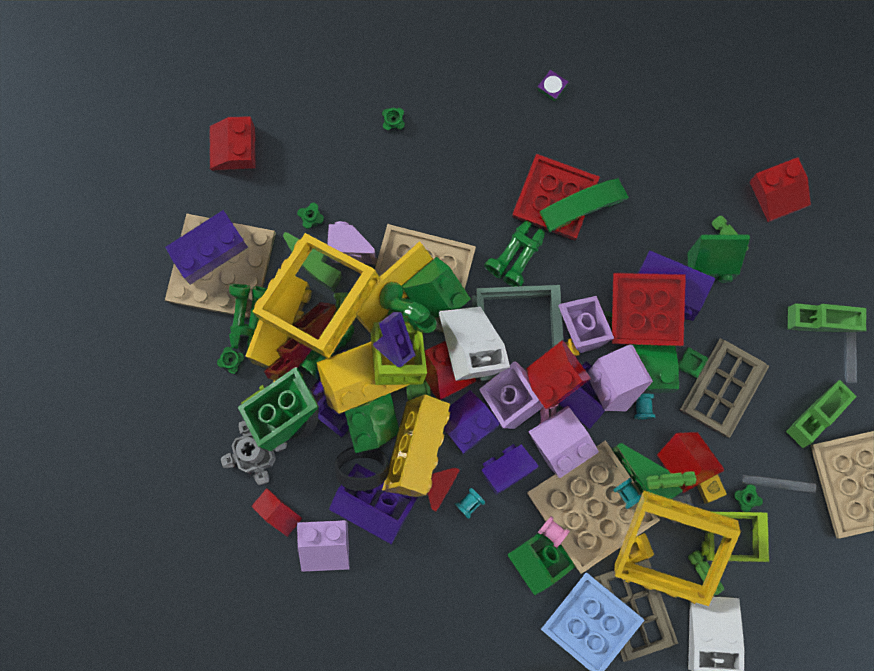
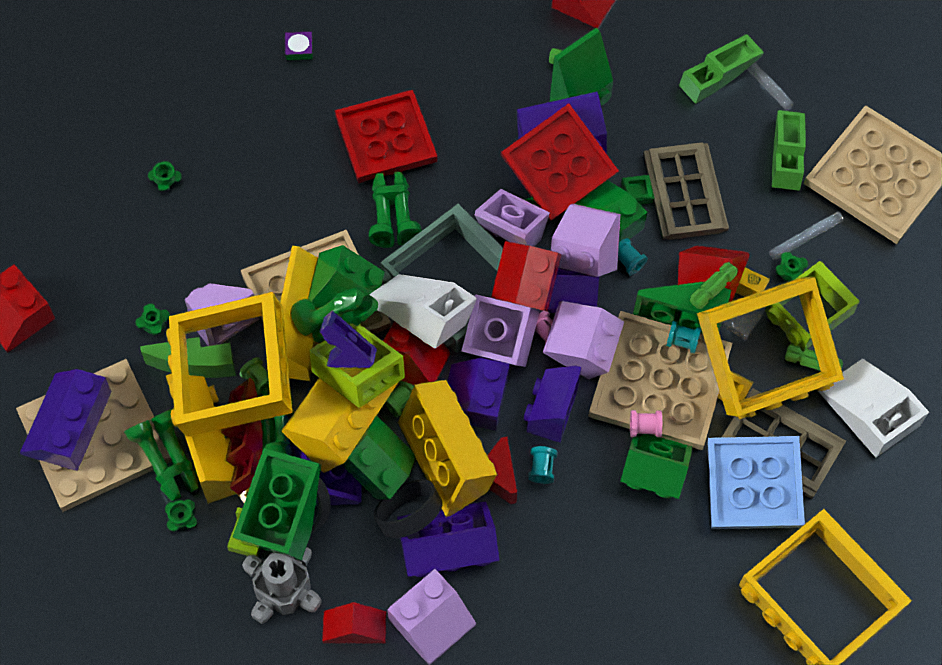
camera: 45 degrees left, 15 degrees down
(583, 203) = (415, 123): green slope -> none

